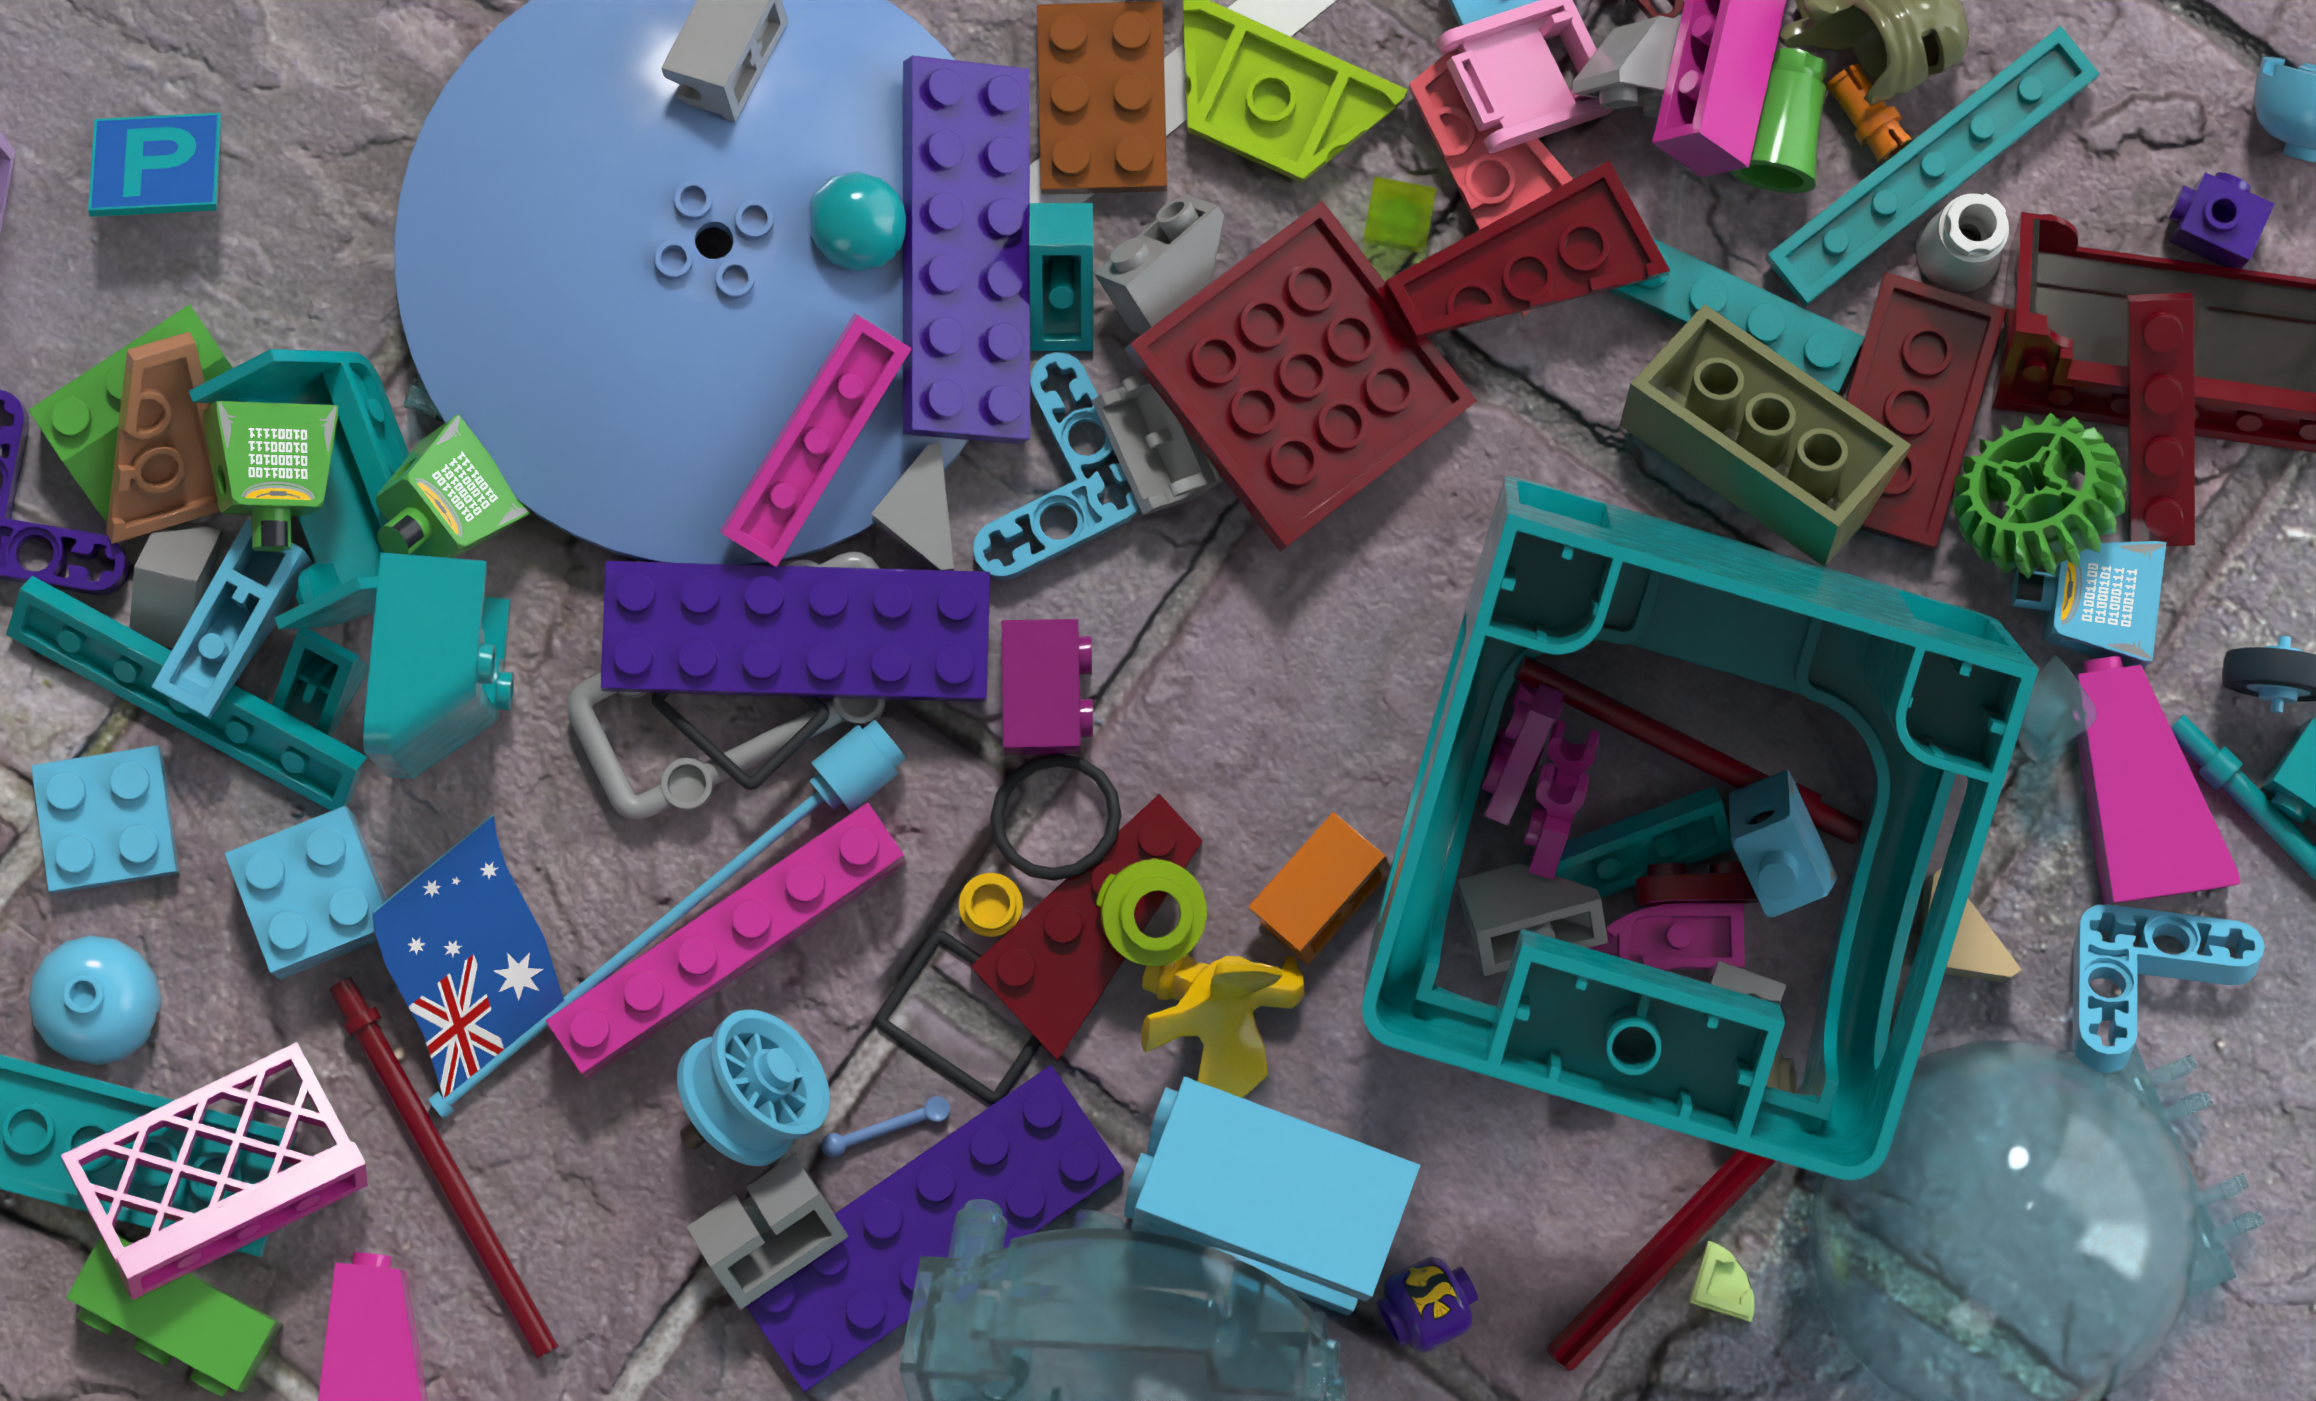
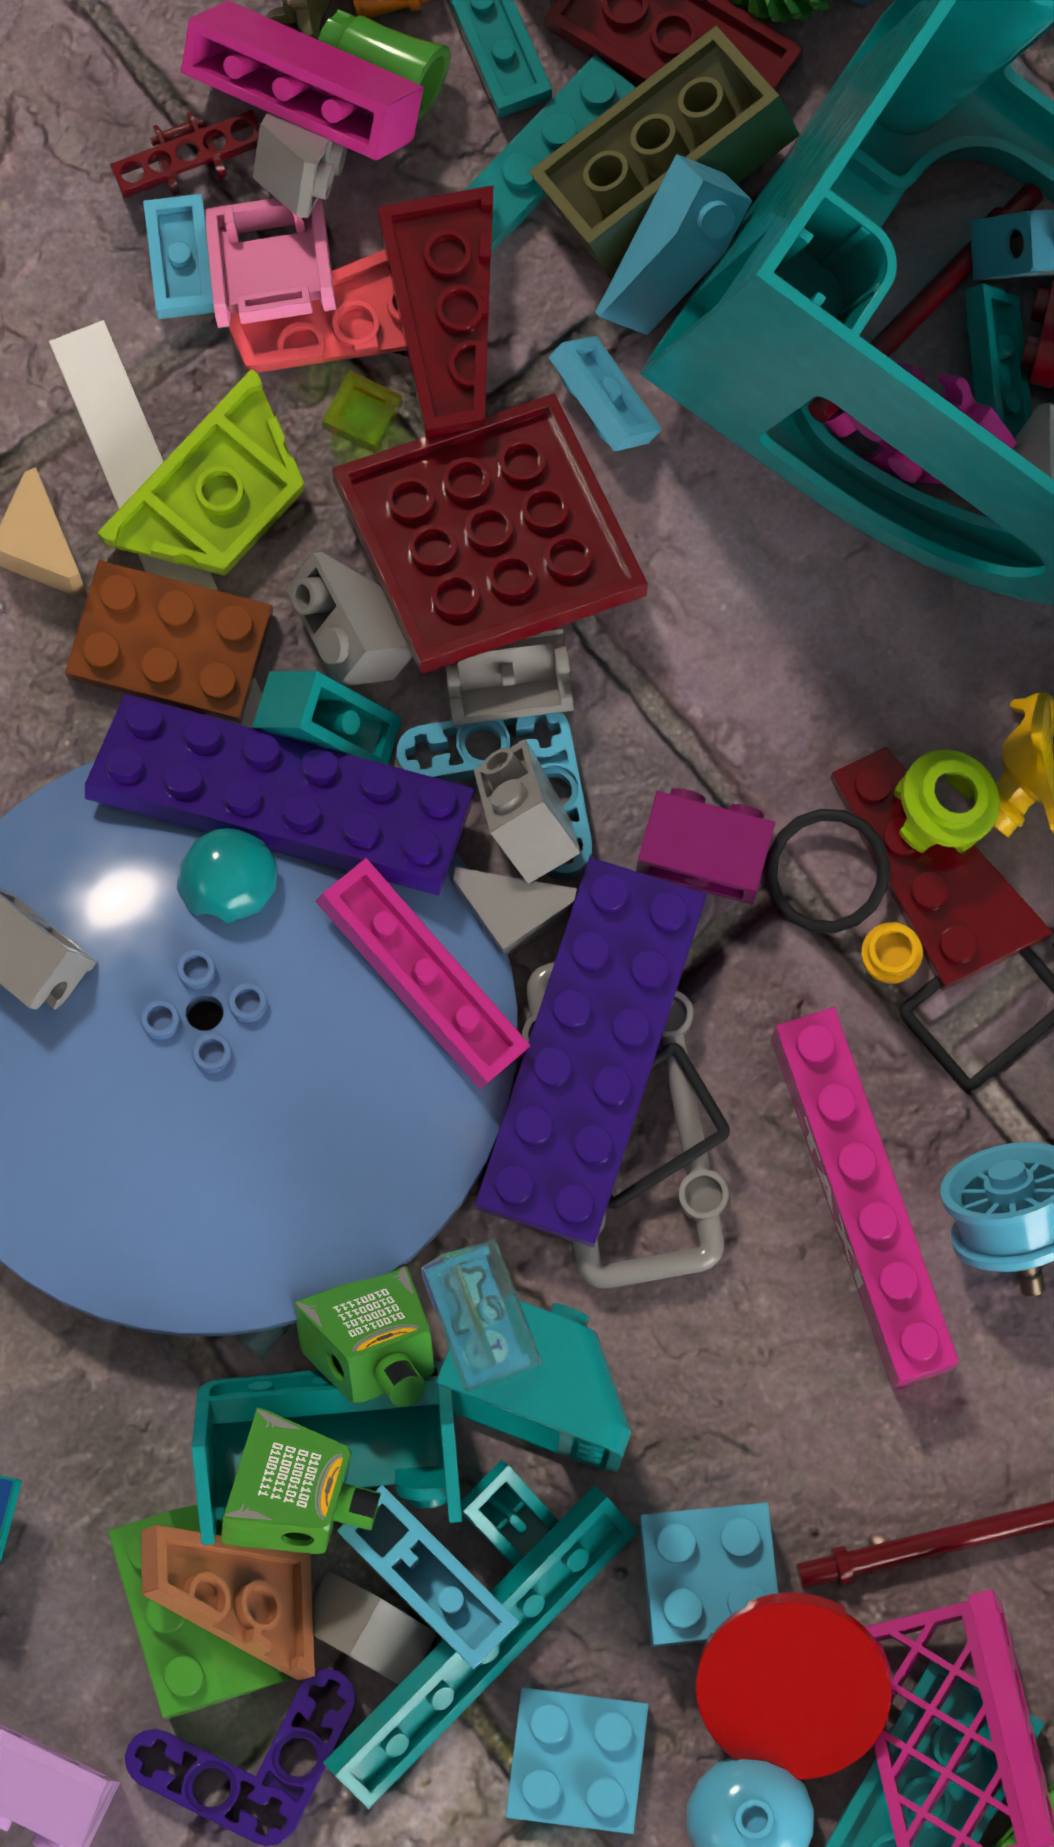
camera: 70 degrees left, 5 degrees down
(221, 997) = (794, 1685): none -> red tile
(454, 575) = (480, 1315): none -> clear light blue slope
(479, 962) = (812, 1434): flag -> none
(1016, 494) = (525, 811): none -> light grey slope
(1320, 888) = (960, 654): orange hinge -> none
(1490, 450) = (604, 393): none -> medium azure plate
(1662, 471) = (675, 244): none -> medium azure slope

